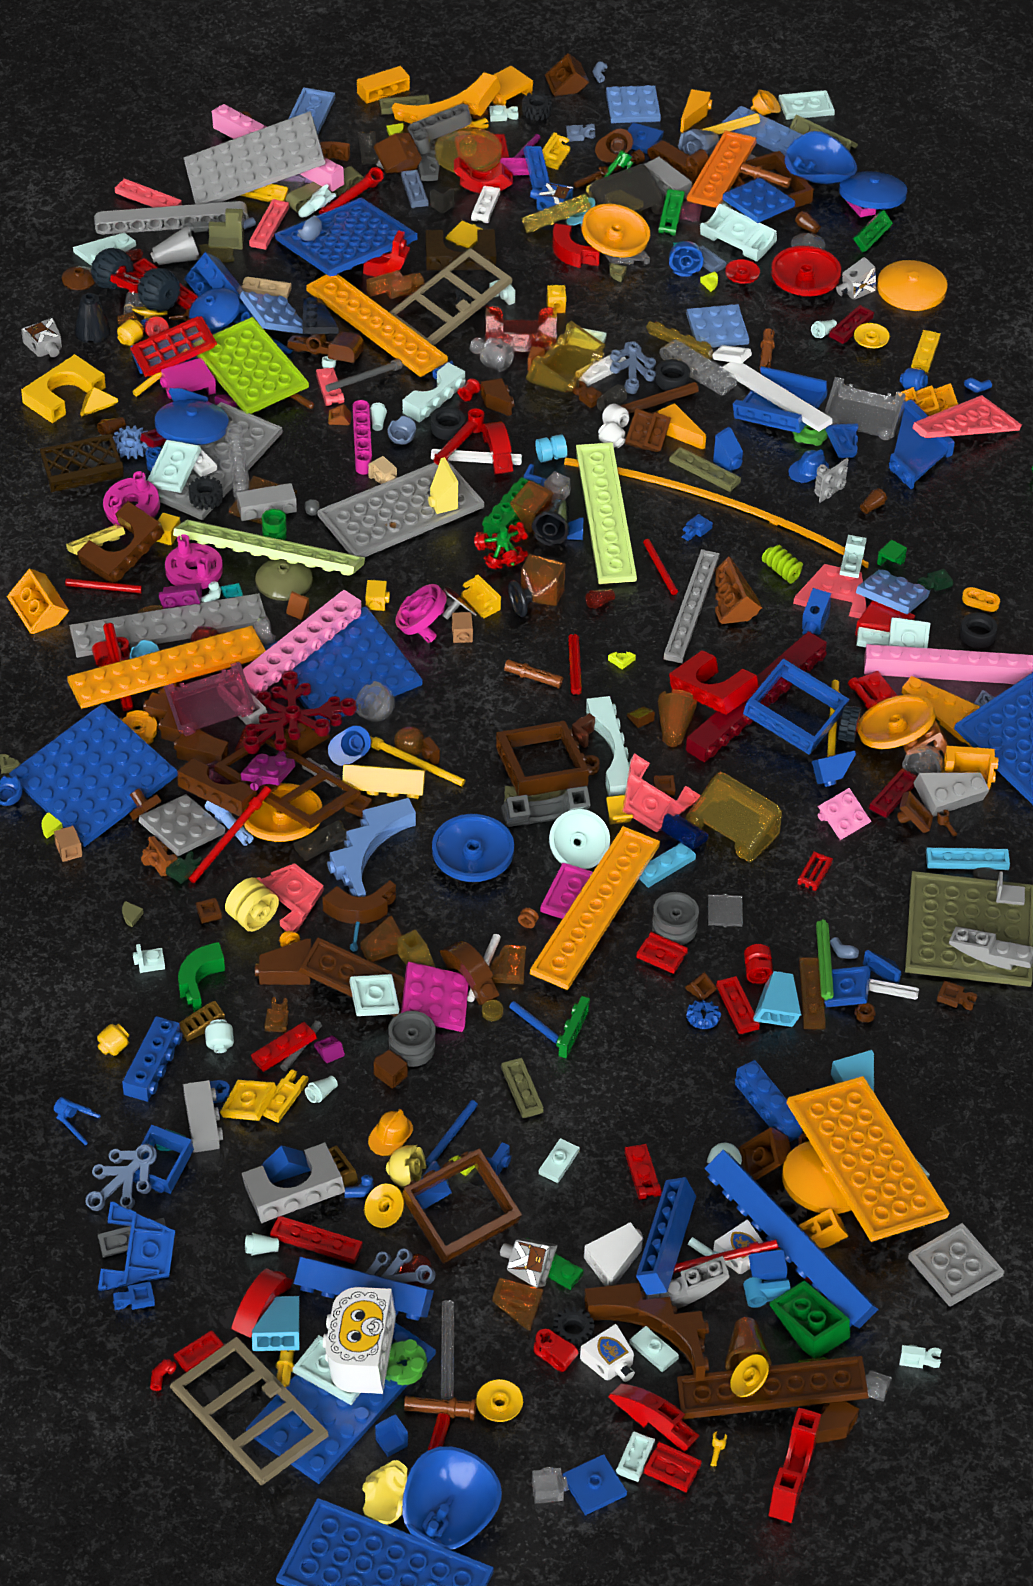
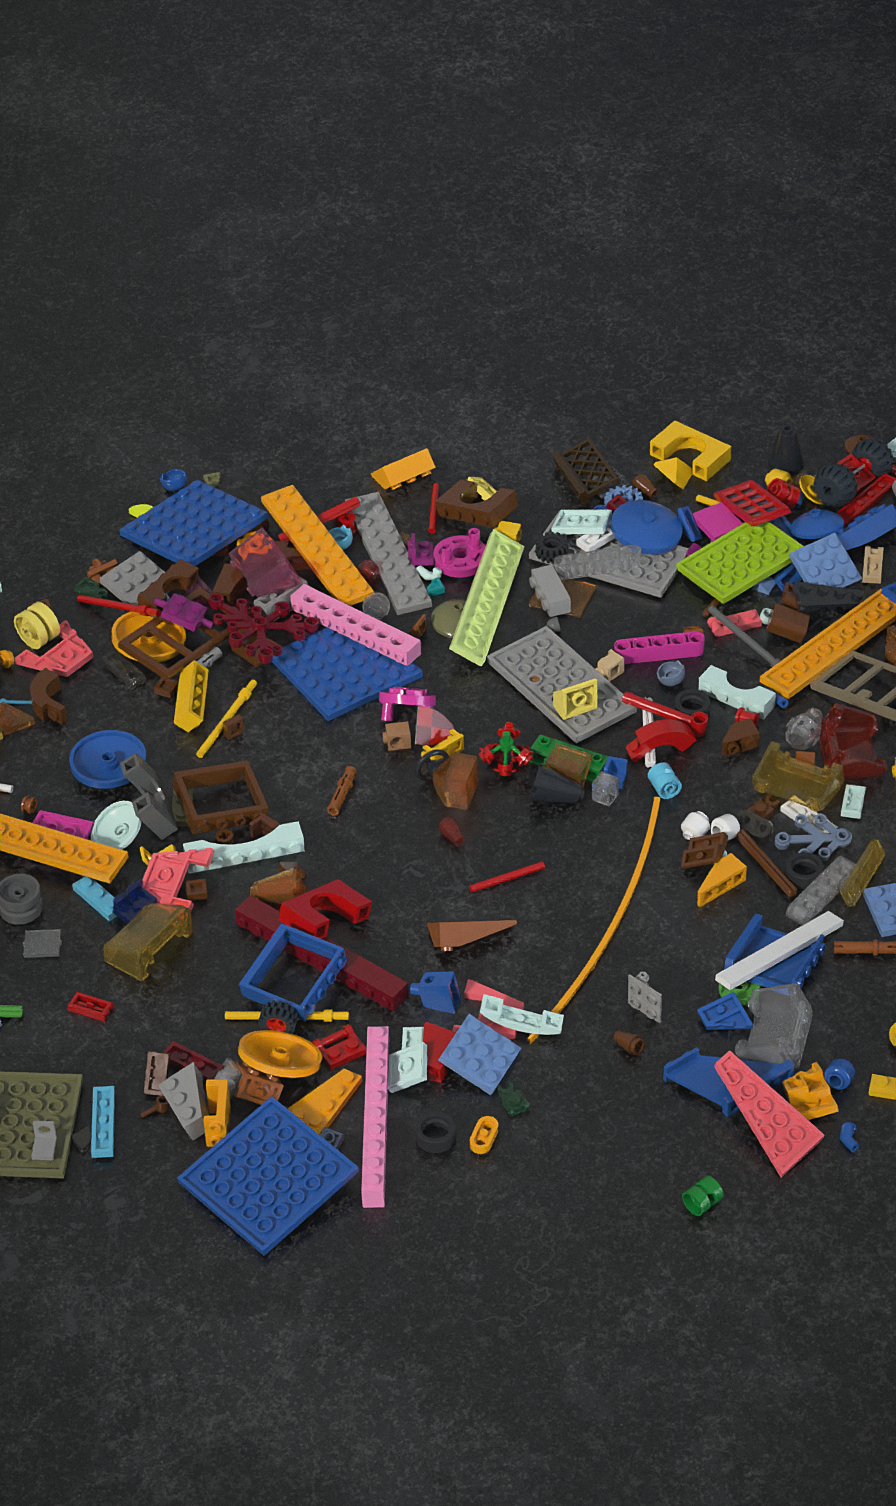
camera: 90 degrees right, 5 degrees down
(42, 338) = (758, 430): light grey torso -> none
(68, 843) = (115, 519): medium nougat brick -> none
(131, 913) = (42, 567): olive tile -> none
(132, 490) = (537, 506): dark pink piece -> none
(143, 805) = (152, 551): reddish brown tile -> none
(274, 524) = (517, 598): green wheel -> none
(349, 745) = (236, 674): blue piece -> none
(360, 843) = (117, 692): medium blue arch -> none
(375, 702) = (286, 684): clear cylinder -> none
(377, 415) = (694, 656): light aqua cone -> none
(377, 595) = (434, 675): yellow brick -> none
(409, 740) = (251, 713): clear orange hair -> none
(575, 668) = (359, 820): red axle -> none
(576, 529) = (551, 810): blue slope -> none
(606, 513) = (575, 827): yellowish green plate -> none
(621, 659) = (370, 854): neon yellow tile -> none
(691, 606) = (448, 900): light grey plate -> none
(696, 526) = (570, 902): blue plate -> none
(705, 469) = (661, 905): olive tile -> none
(727, 450) = (680, 912): blue slope -> none
(731, 354) = (848, 916): white tile -> none
(783, 563) = (515, 966): lime piece -> none
(806, 468) = (681, 991): blue piece -> none
(832, 768) = (218, 1007): blue slope -> none
(843, 814) = (161, 1023): bright pink hinge -> none
(892, 551) = (544, 1054): green panel -> none

